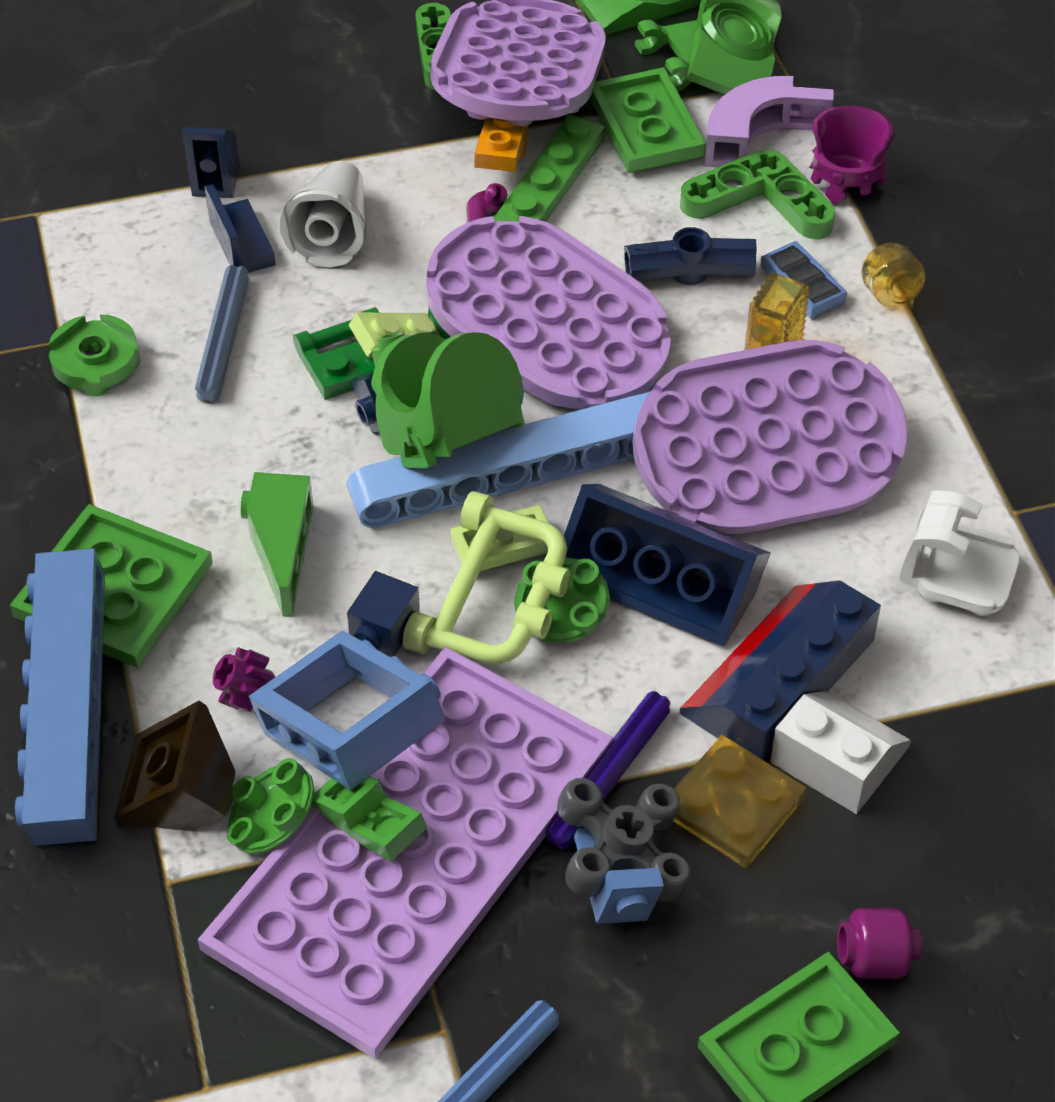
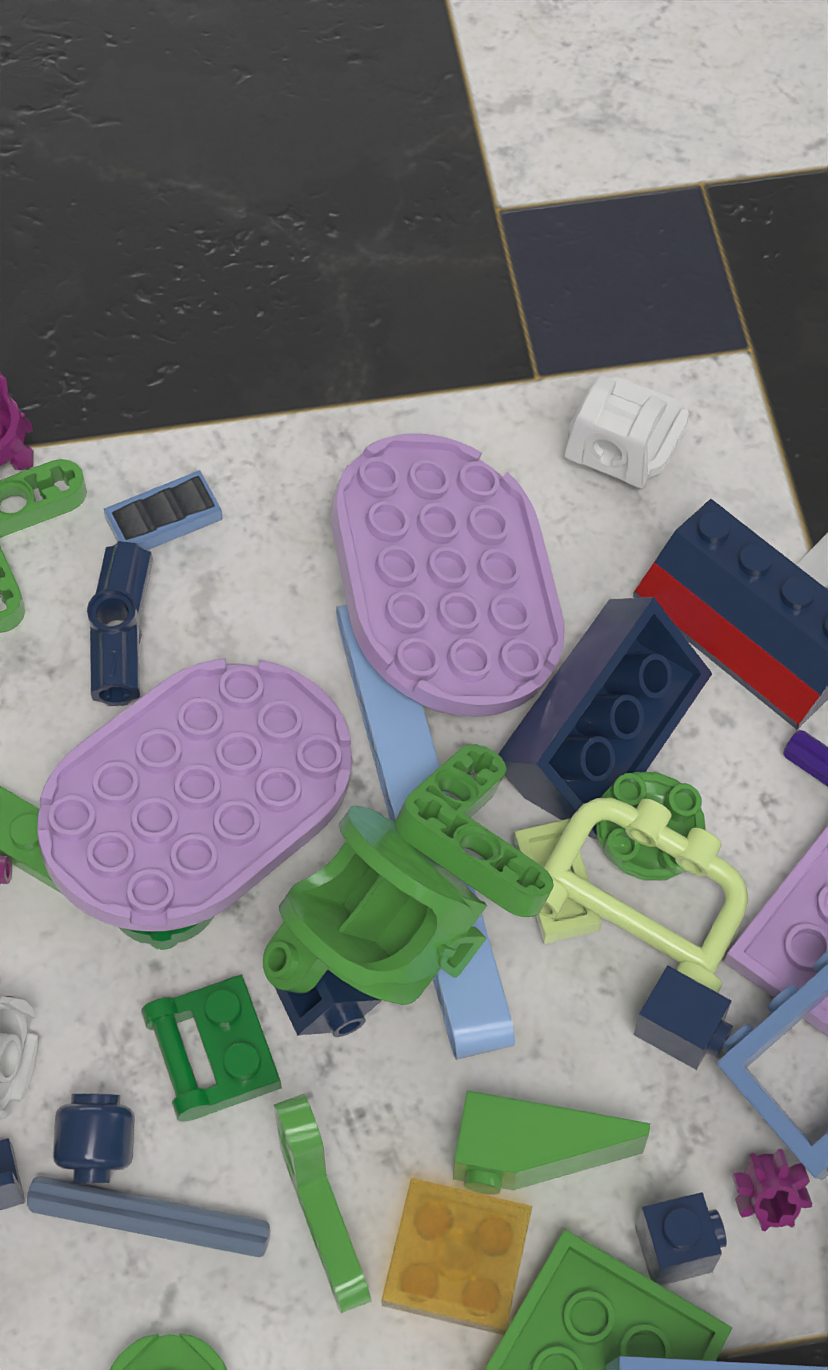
camera: 85 degrees left, 10 degrees up
(194, 496) = (457, 1256): none -> clear yellow plate
(203, 620) = (680, 1238): none -> dark blue brick
(255, 398) = (306, 1165): none -> bright green beam
(274, 291) = (93, 1137): none -> dark blue head
(370, 326) = (212, 976): yellowish green plate -> none
(524, 430) = (444, 826): none -> bright green beam
(777, 312) = (277, 540): clear yellow brick -> none
(893, 274) = (185, 417): clear yellow head -> none

